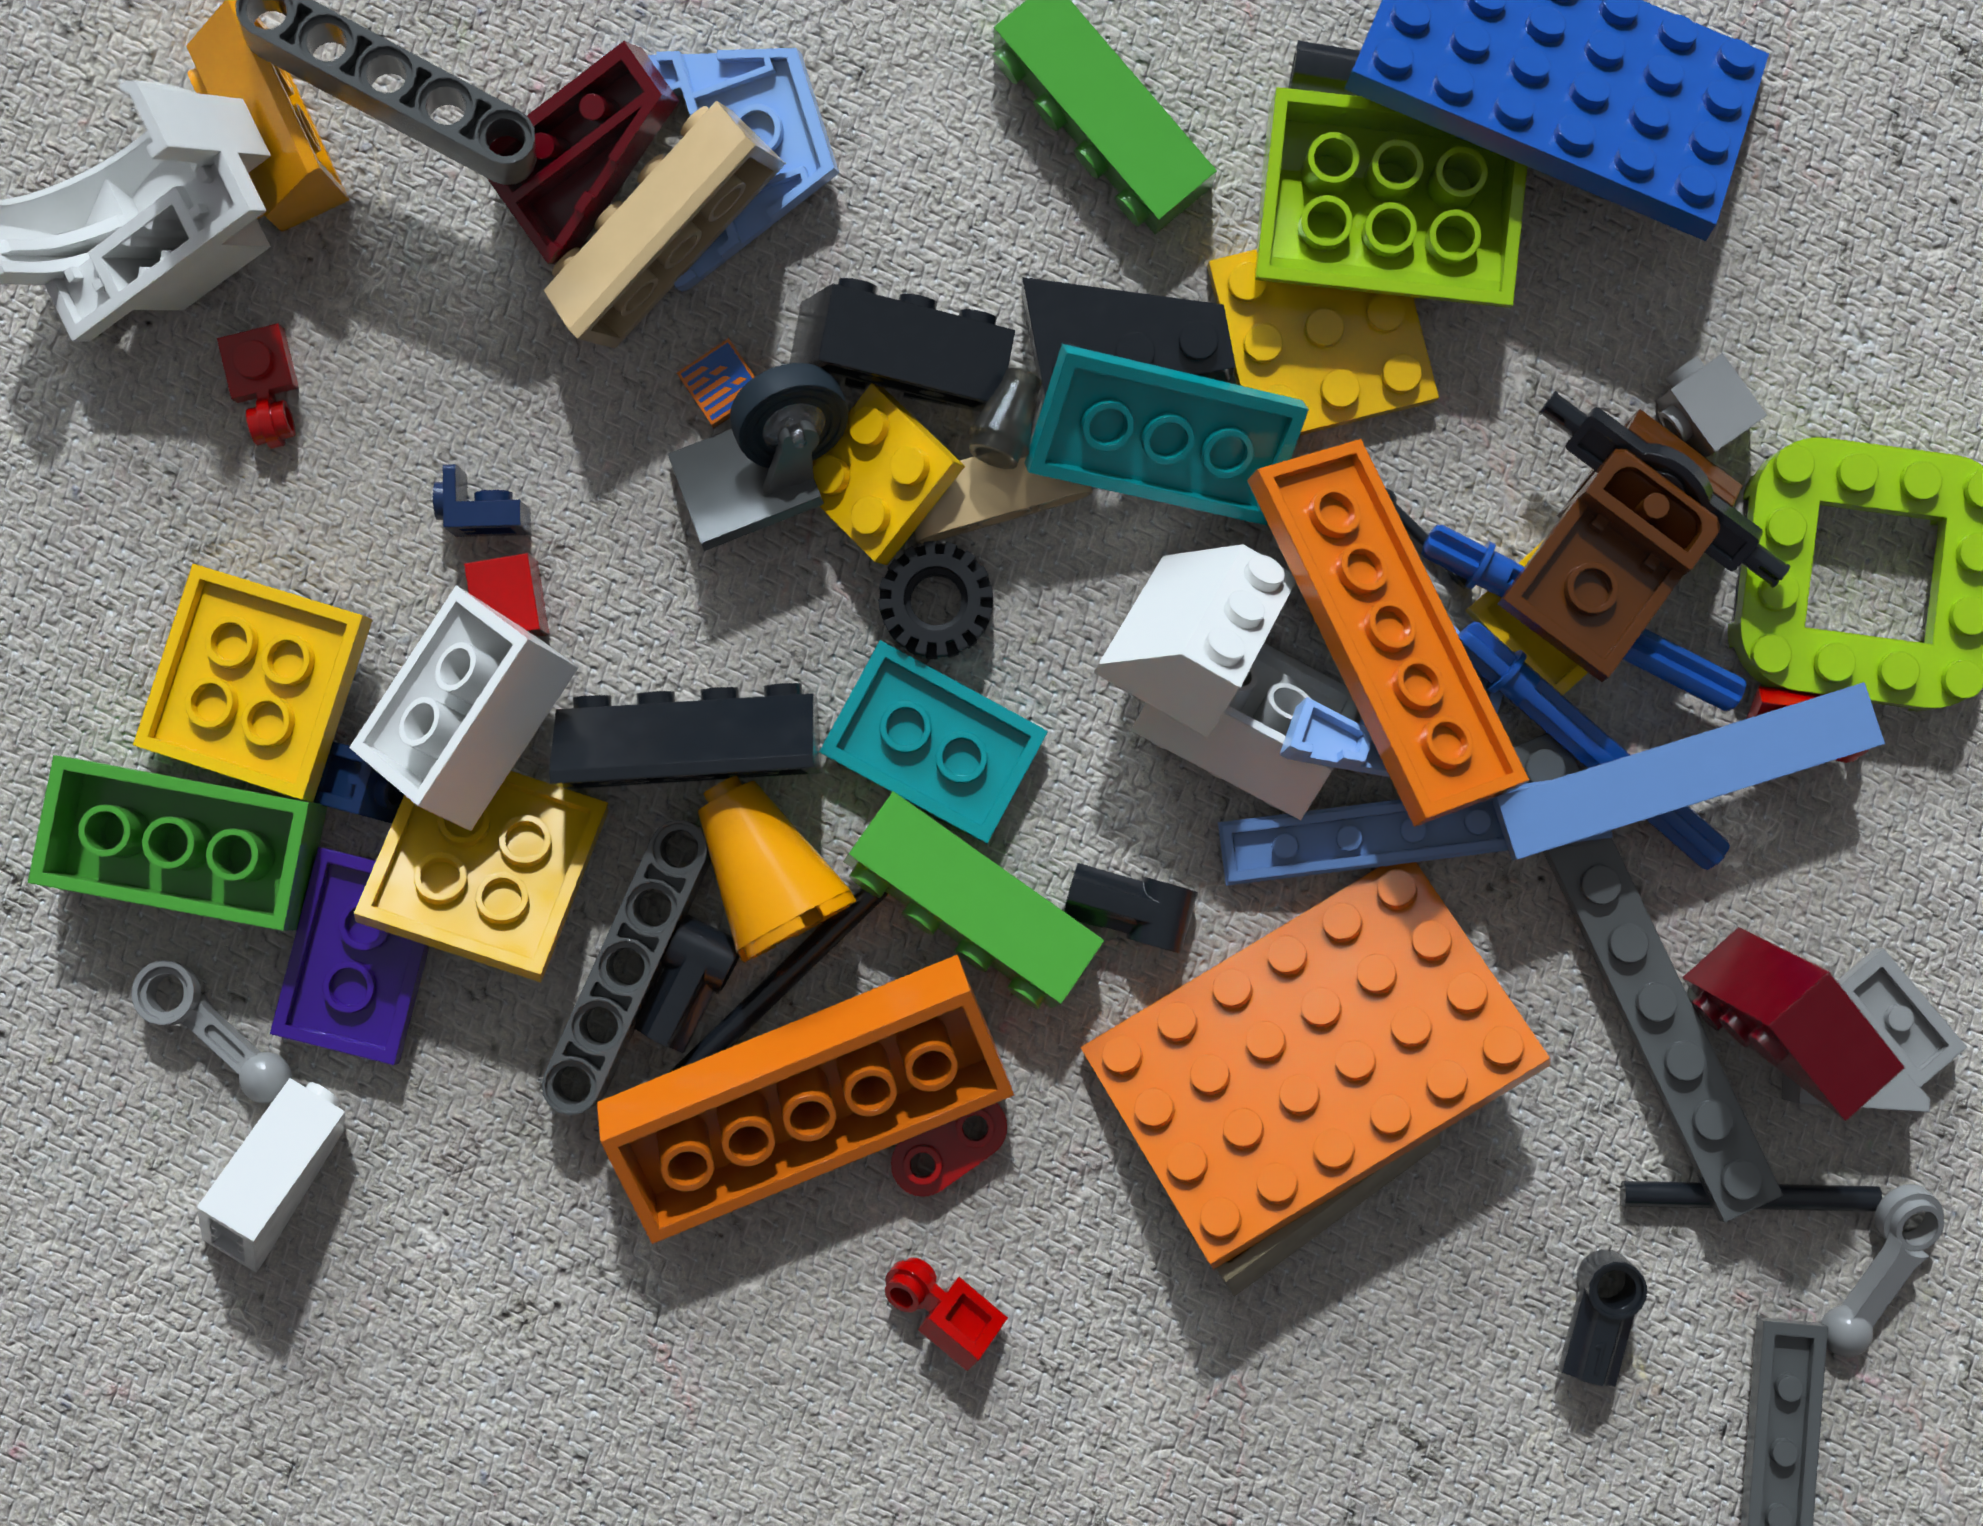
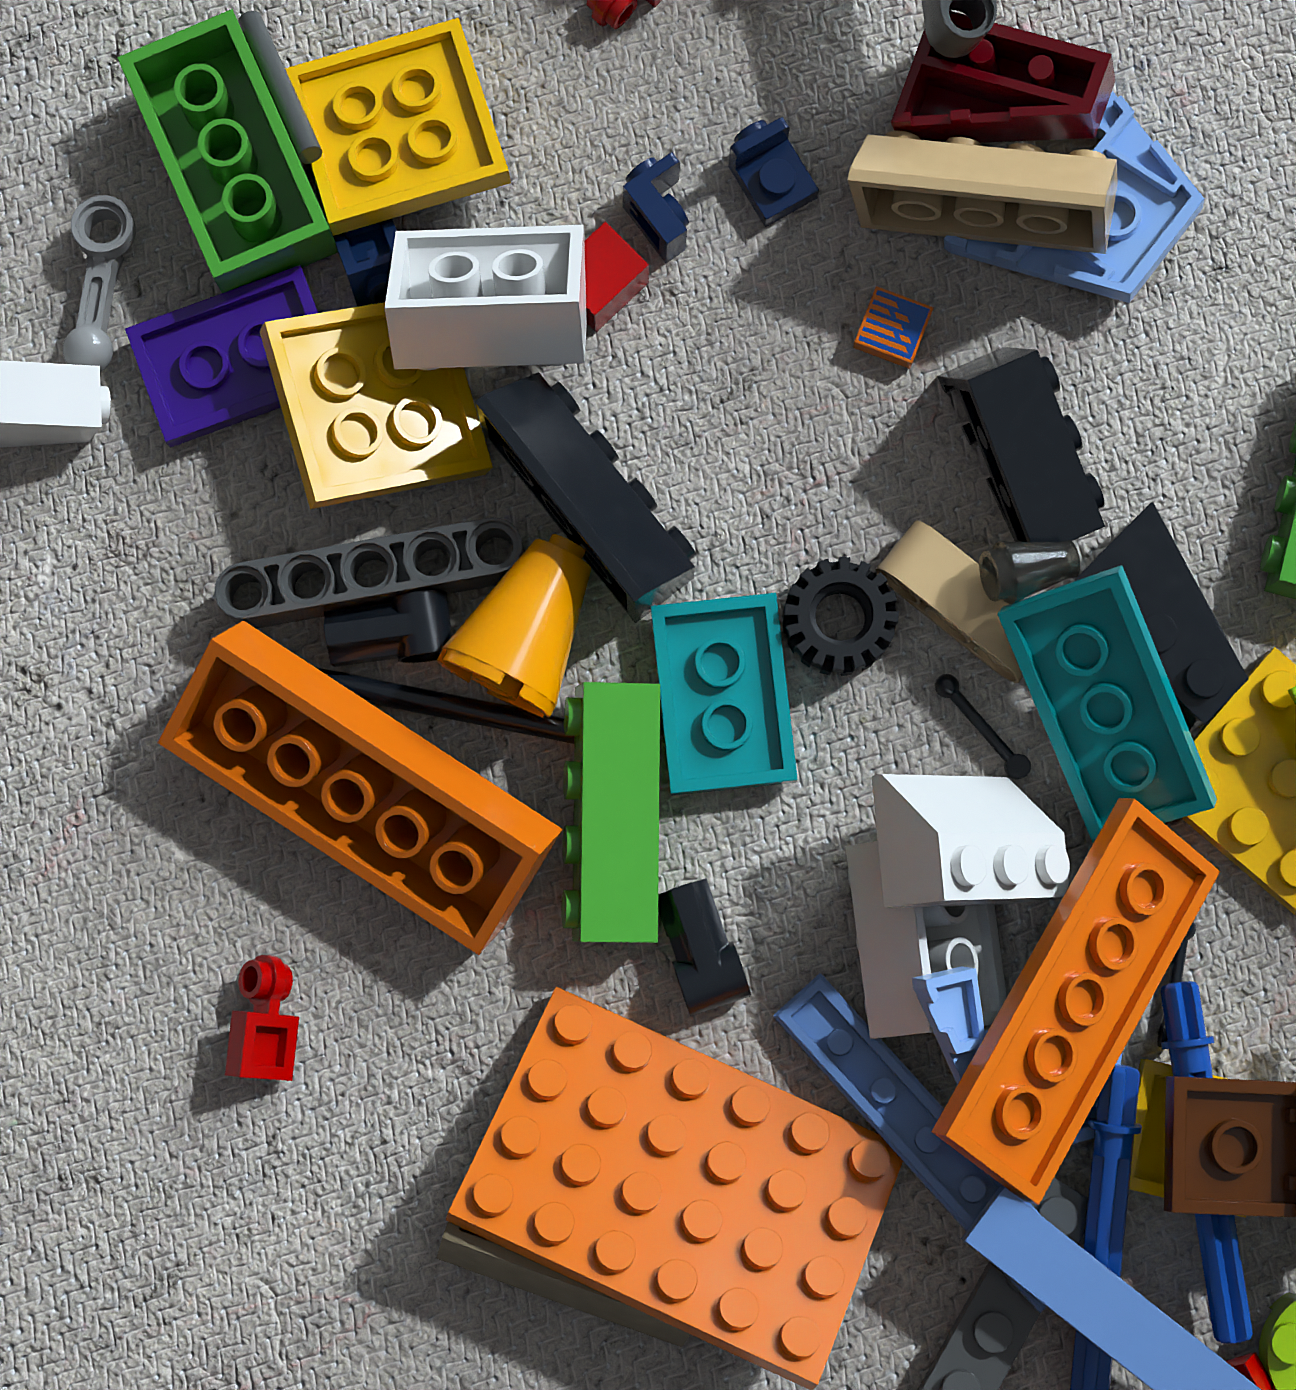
camera: 55 degrees right, 5 degrees down
(148, 758) = (280, 87): none -> dark grey bar
(514, 391) = (770, 170): none -> dark blue bracket
(764, 463) = (848, 402): plate -> none
(883, 475) = (910, 499): yellow plate -> none
(951, 1151) = (399, 937): red plate -> none
(1158, 542) = (1016, 765): none -> black hinge

